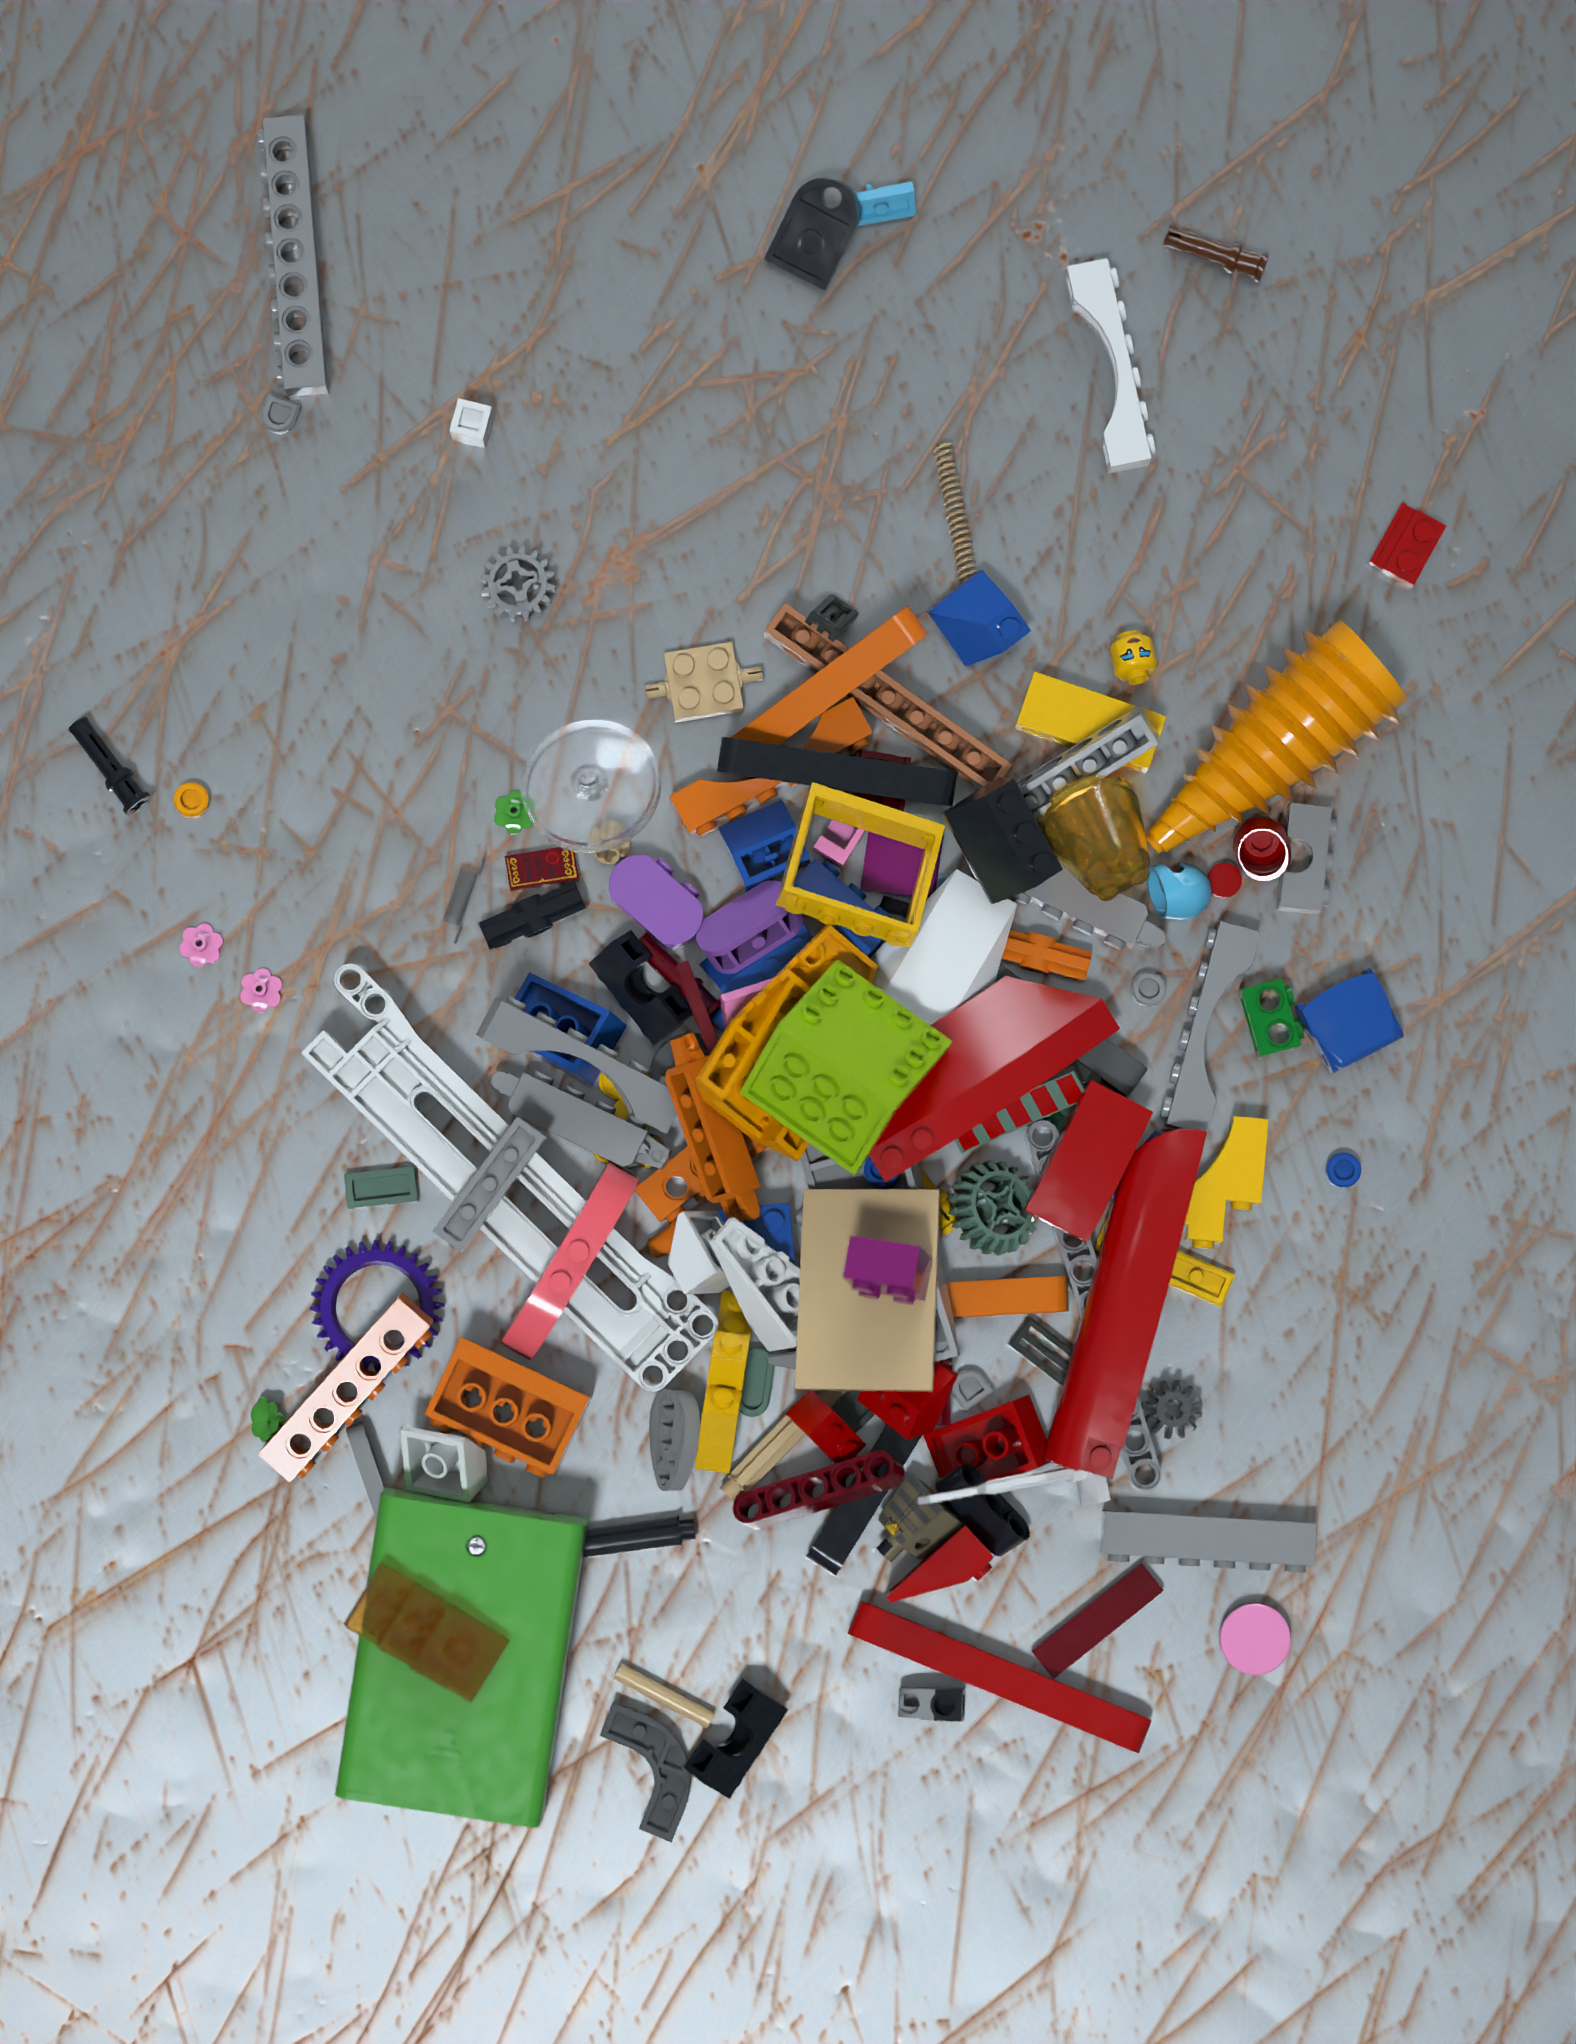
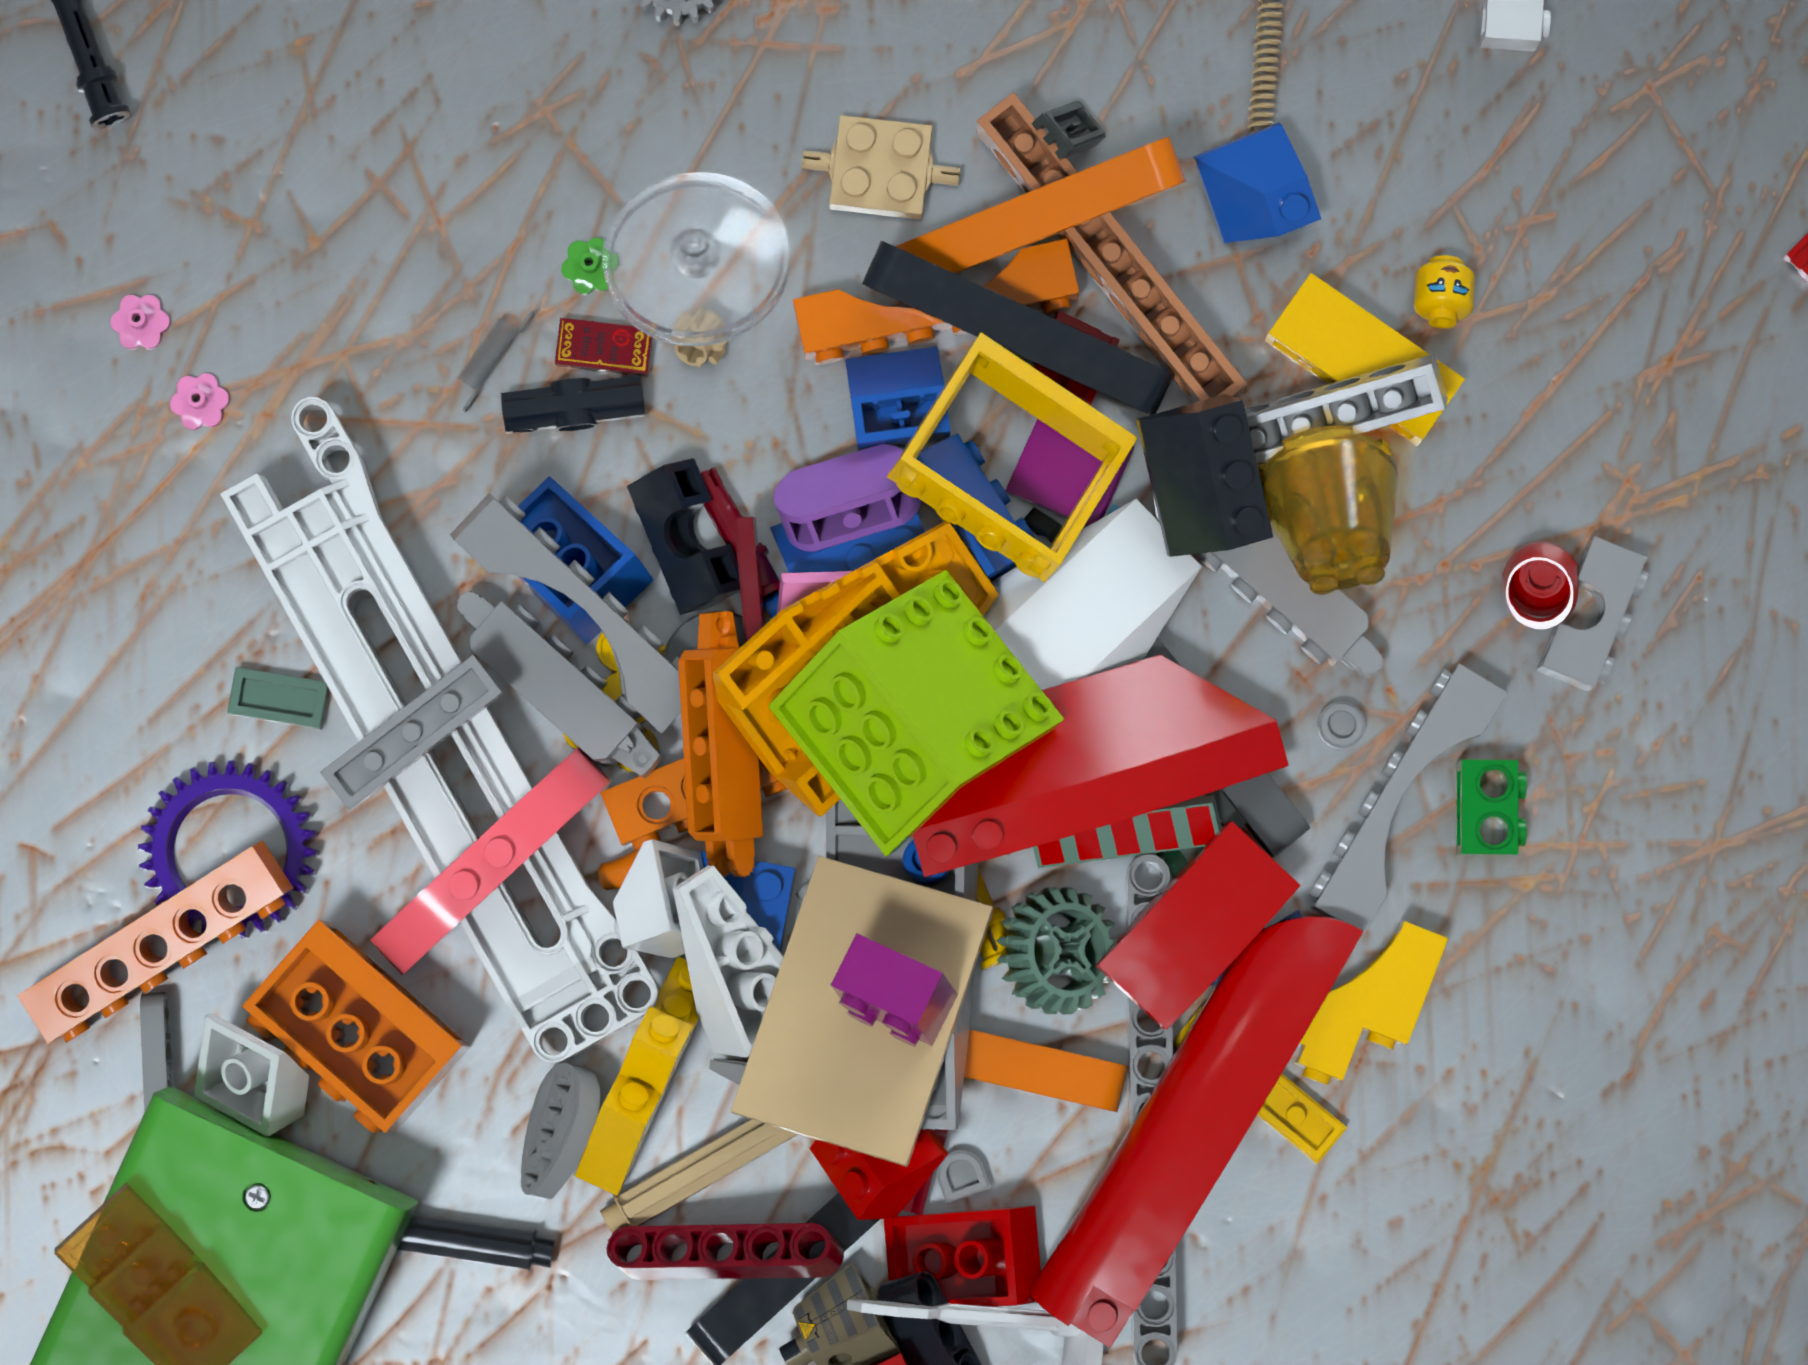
camera: 20 degrees right, 0 degrees up
(191, 800) = (182, 133): light orange tile -> none
(265, 1419) = (43, 953): bright green plant -> none
(656, 900) = (738, 429): medium lavender brick -> none
(756, 1383) = (687, 1088): sand green tile -> none
(825, 1428) = (757, 1174): red brick -> none
(838, 842) = (994, 422): bright pink panel -> none
(852, 1411) = (800, 1162): pearl dark grey tile -> none
(1022, 1333) = (1050, 1124): pearl dark grey tile -> none
(1045, 955) = (1220, 643): orange piece -> none
(1184, 892) = (1424, 611): medium azure helmet -> none
(1184, 1408) = (1231, 1281): dark grey gear -> none
(1224, 880) = (1479, 613): red tile -> none
(1284, 734) = (1613, 443): light orange cone -> none
(1343, 1170) = (1526, 1032): blue tile -> none
(1350, 1021) = (1591, 841): blue piece -> none

